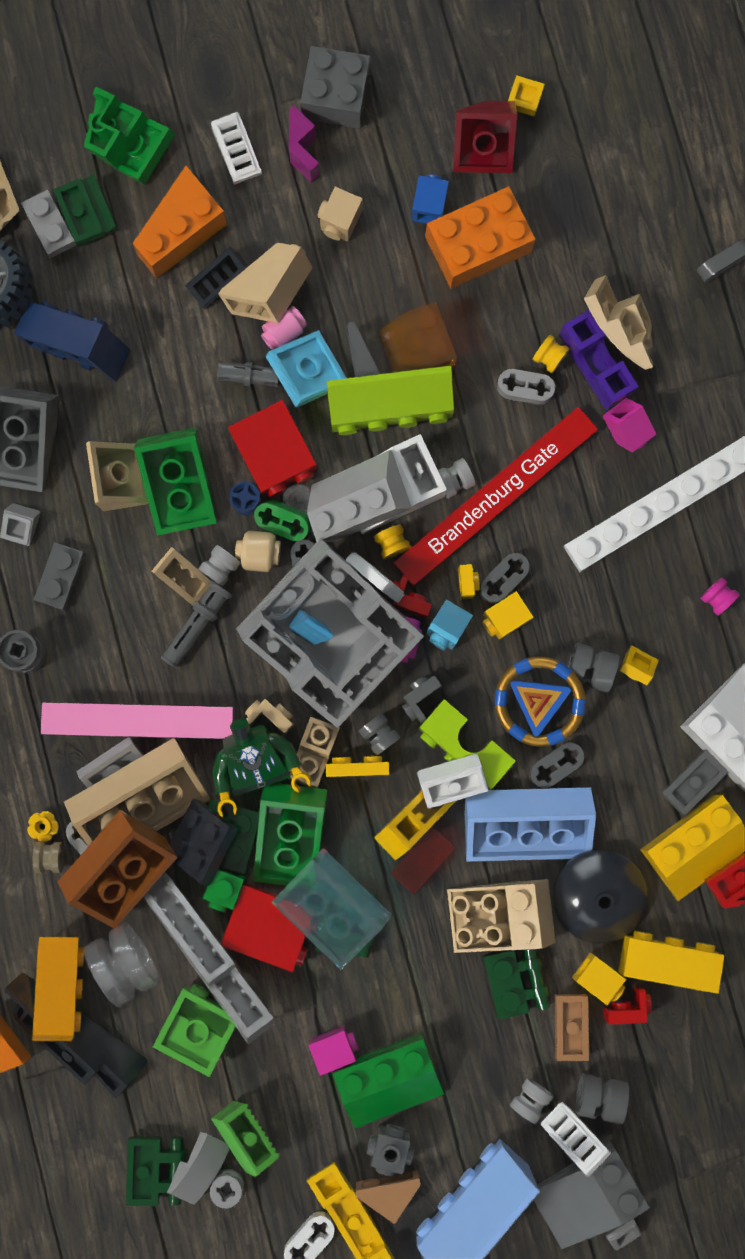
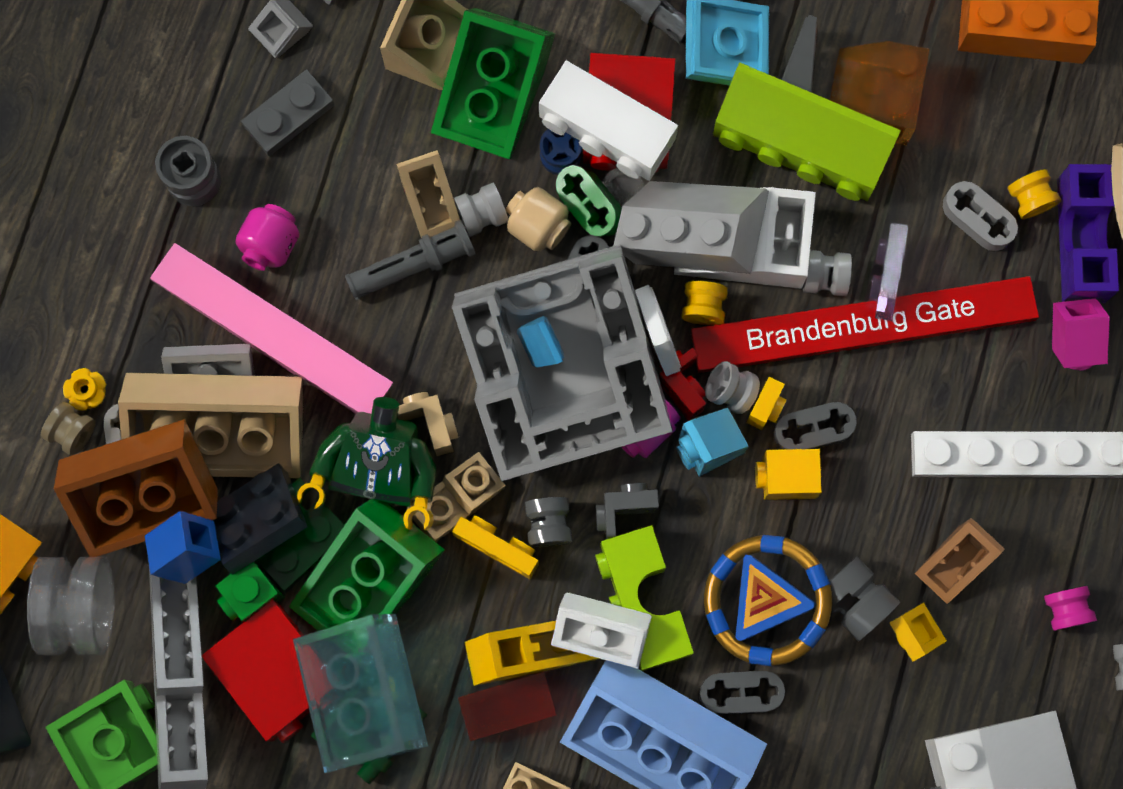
camera: 35 degrees right, 5 degrees down
(97, 663) = (267, 237): none -> dark pink head
(168, 888) = (182, 547): none -> blue brick
(265, 466) = (607, 121): none -> white brick
(440, 584) = (732, 387): none -> light grey wheel
(488, 445) = (885, 287): none -> plate
(638, 607) = (959, 560): none -> medium nougat slope

